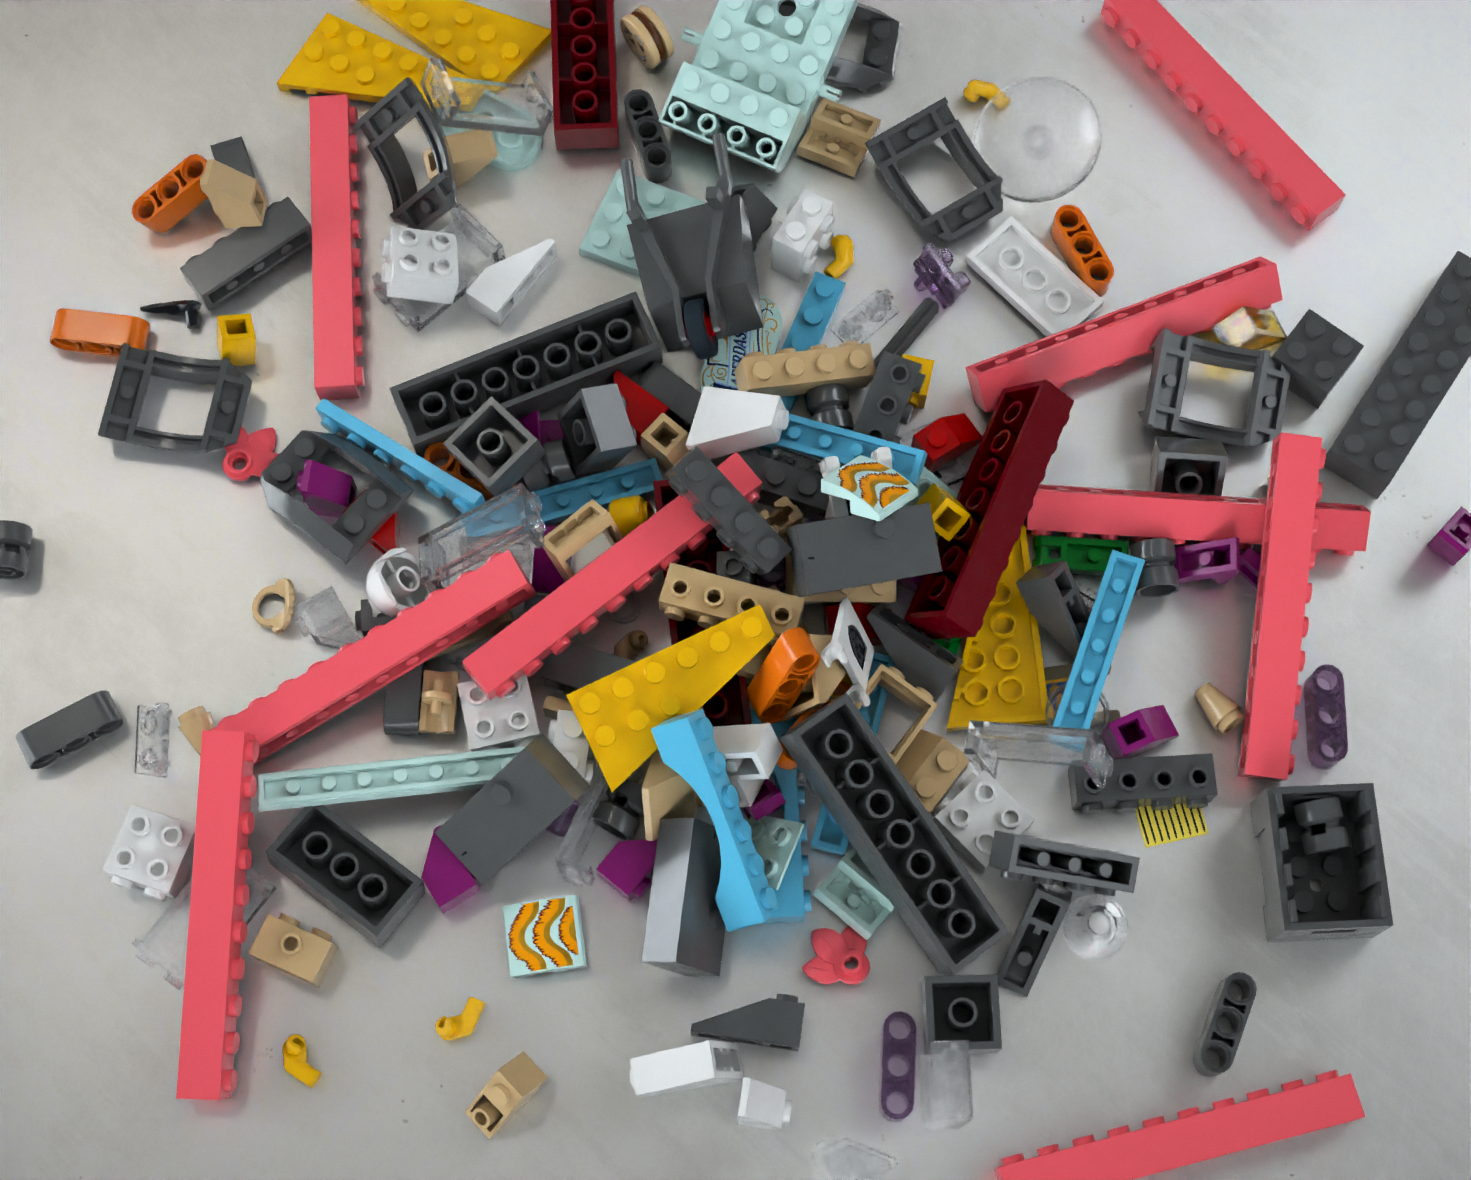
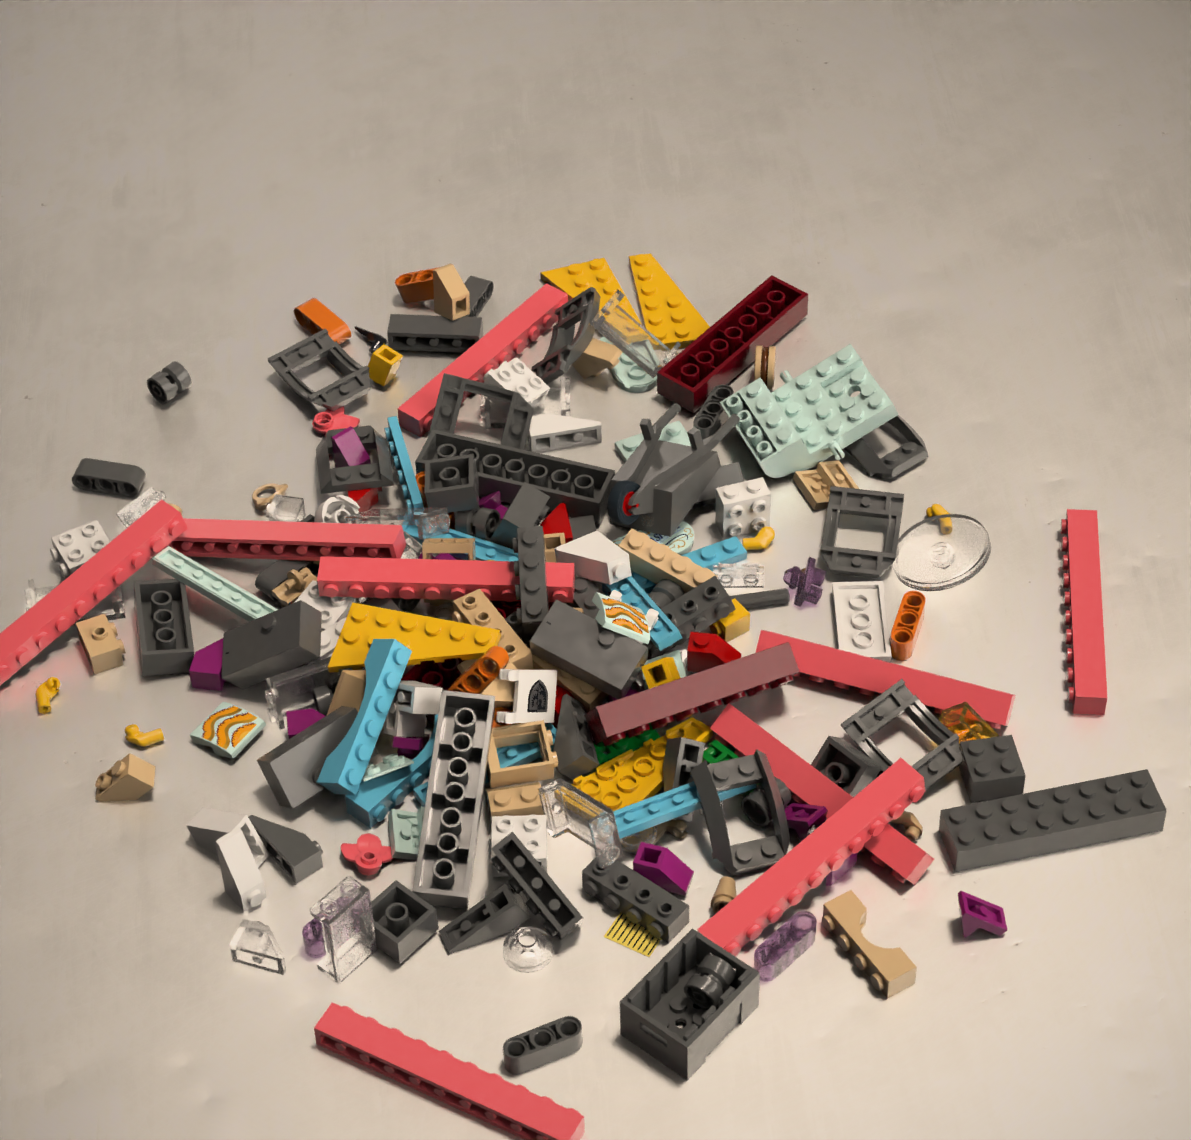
camera: 45 degrees right, 25 degrees down
(378, 345) = (450, 400): none -> dark grey wedge
(1120, 587) = (736, 774): none -> dark grey wedge
(1350, 640) = (887, 967): none -> tan arch

